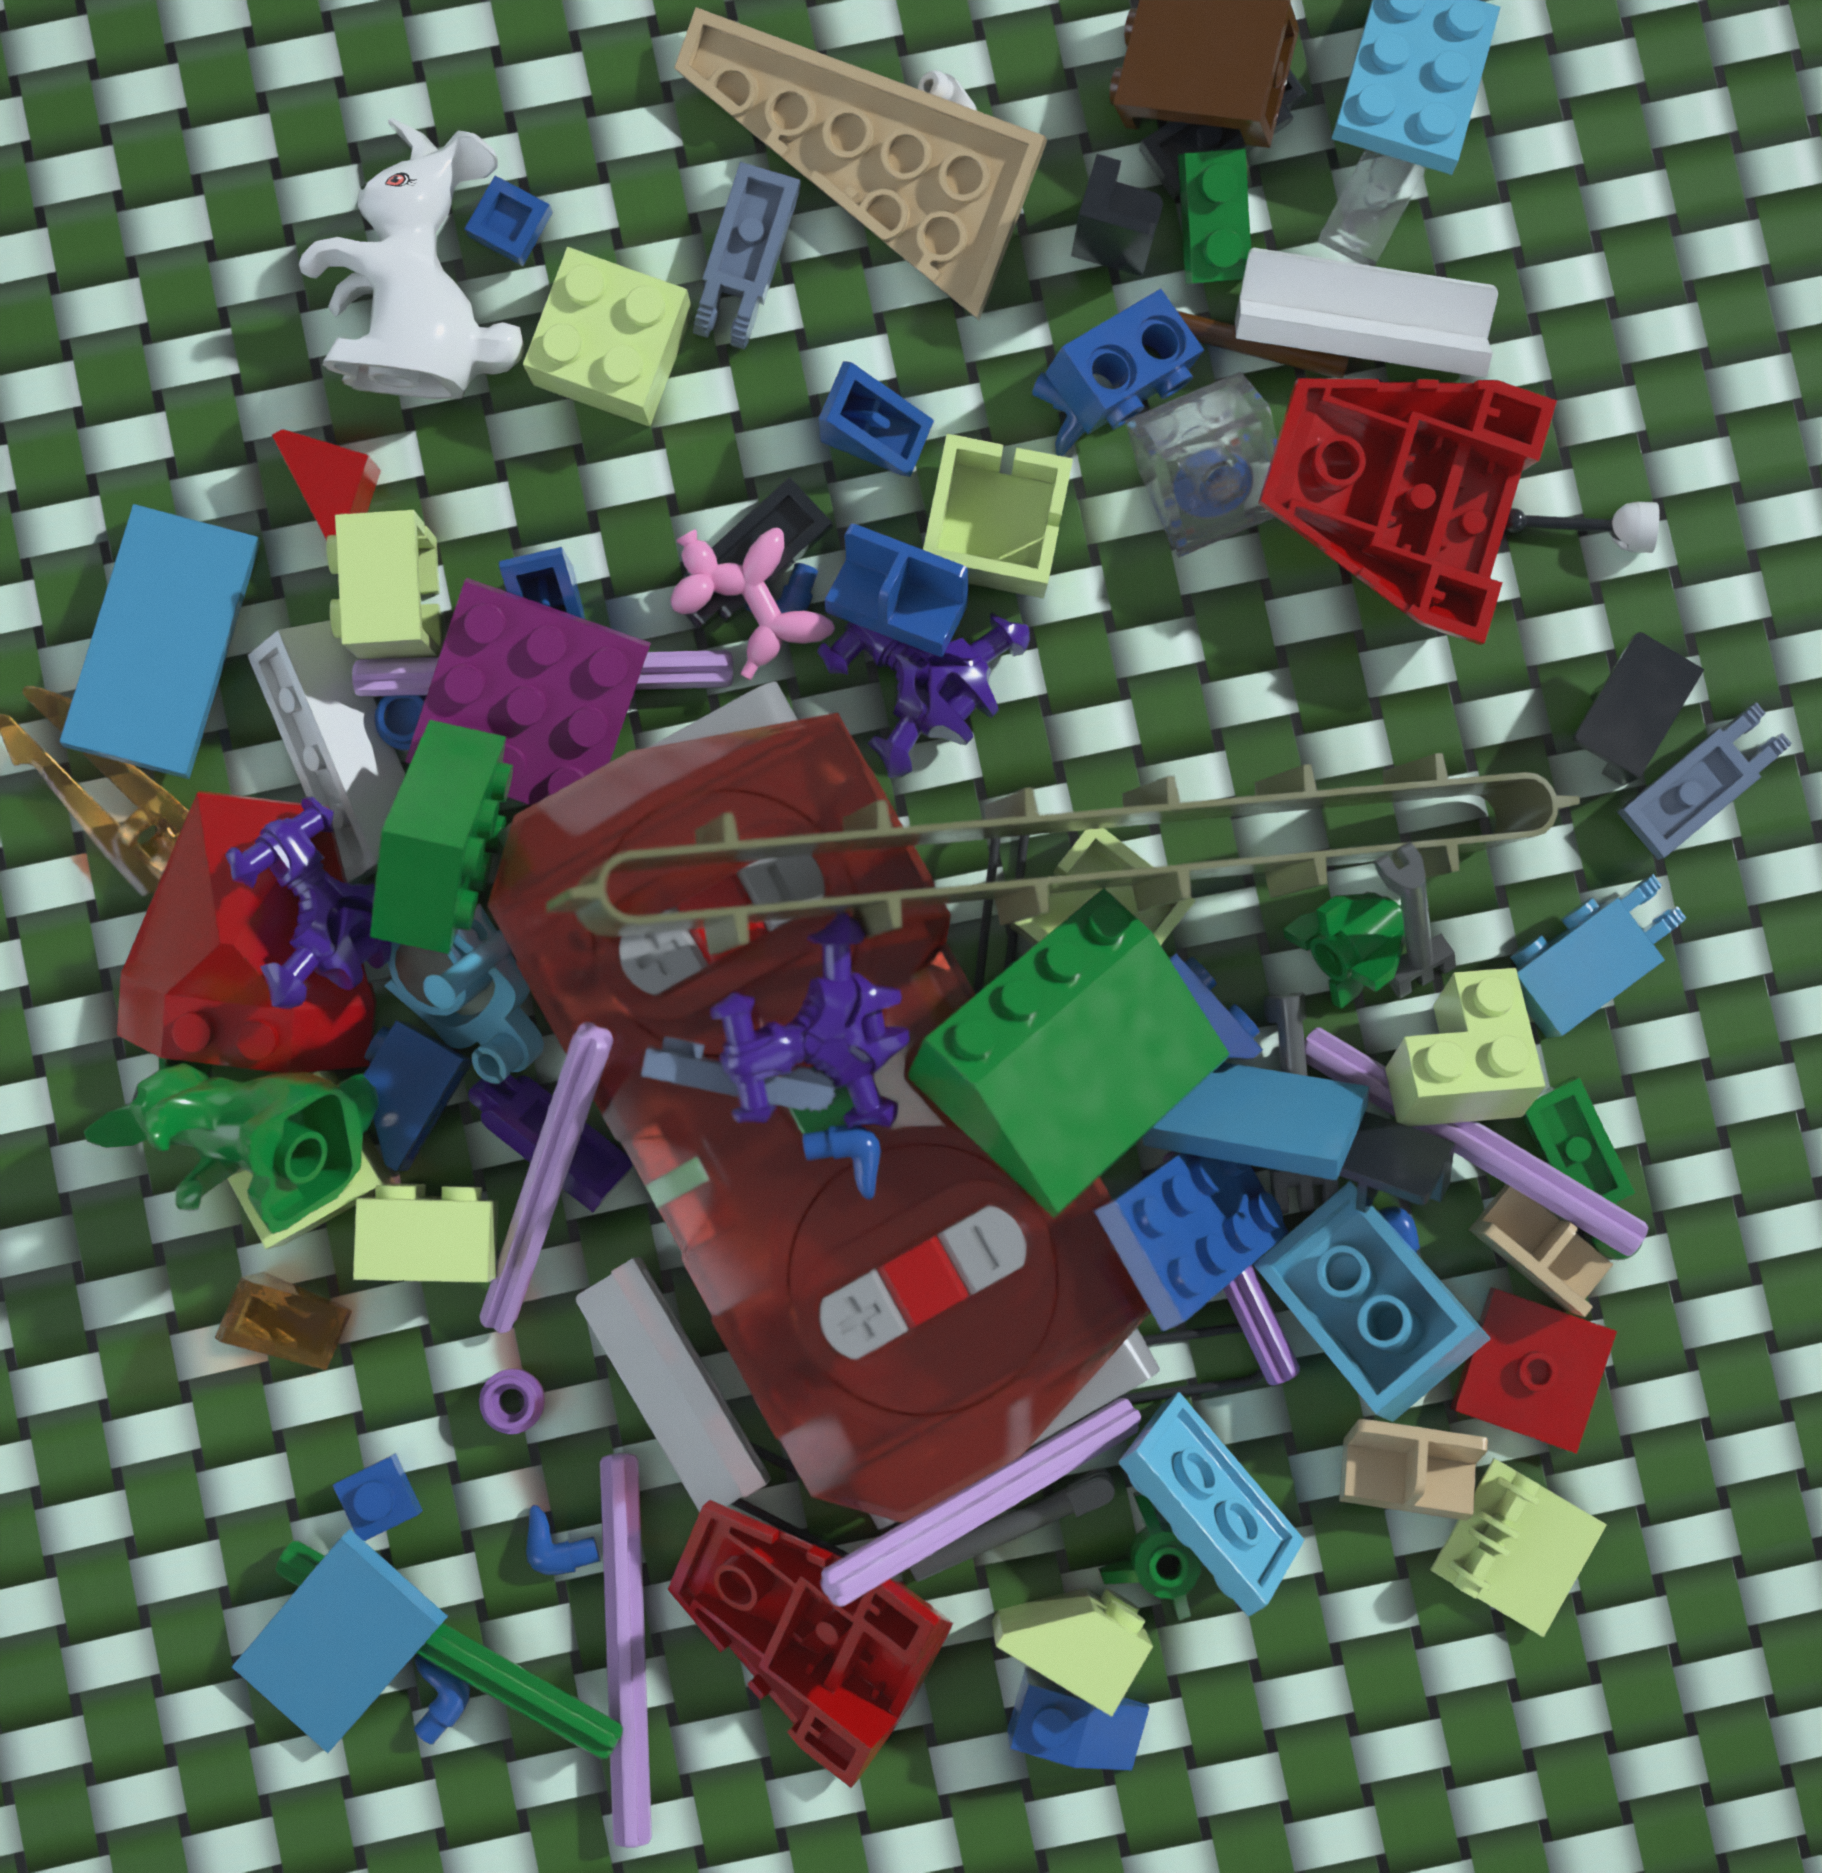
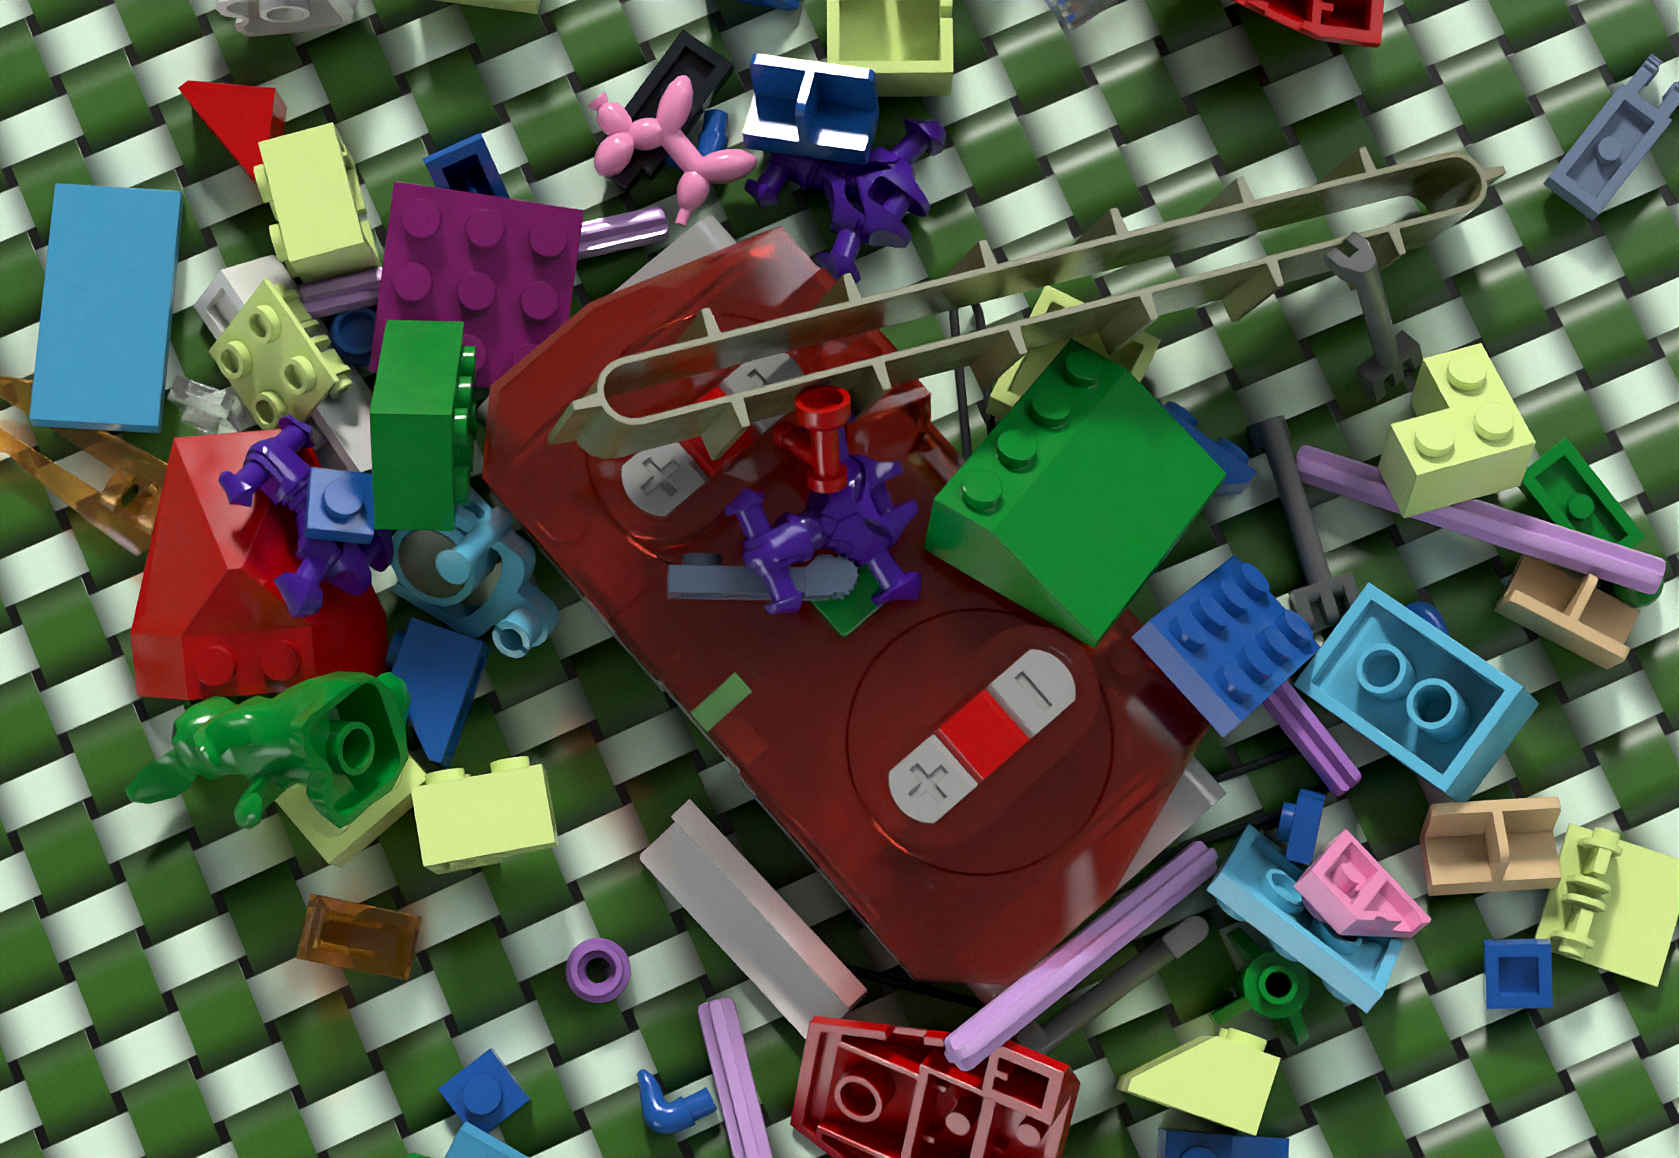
camera: 10 degrees left, 5 degrees down
(238, 763) = (206, 406): none -> clear plate
(312, 733) = (275, 360): none -> yellowish green hinge
(340, 905) = (339, 506): none -> blue plate
(516, 1116) = (584, 703): dark purple hinge -> none
(546, 1175) = (591, 729): lavender axle -> none
(815, 955) = (823, 412): none -> red piece
(848, 1142) = (880, 622): blue animal -> none
(1228, 1408) = (1300, 825): none -> blue plate
(1266, 1120) = (1272, 534): dark azure tile -> none
(1267, 1487) = (1357, 893): none -> bright pink wing
(1353, 942) = (1318, 354): green brick -> none
(1397, 1162) = (1393, 547): black panel -> none
(1408, 1597) = (1517, 973): none -> blue plate
(1534, 1371) = (1588, 730): red plate -> none
(1591, 959) = (1551, 325): dark azure hinge -> none
(1636, 707) = (1538, 78): black panel -> none

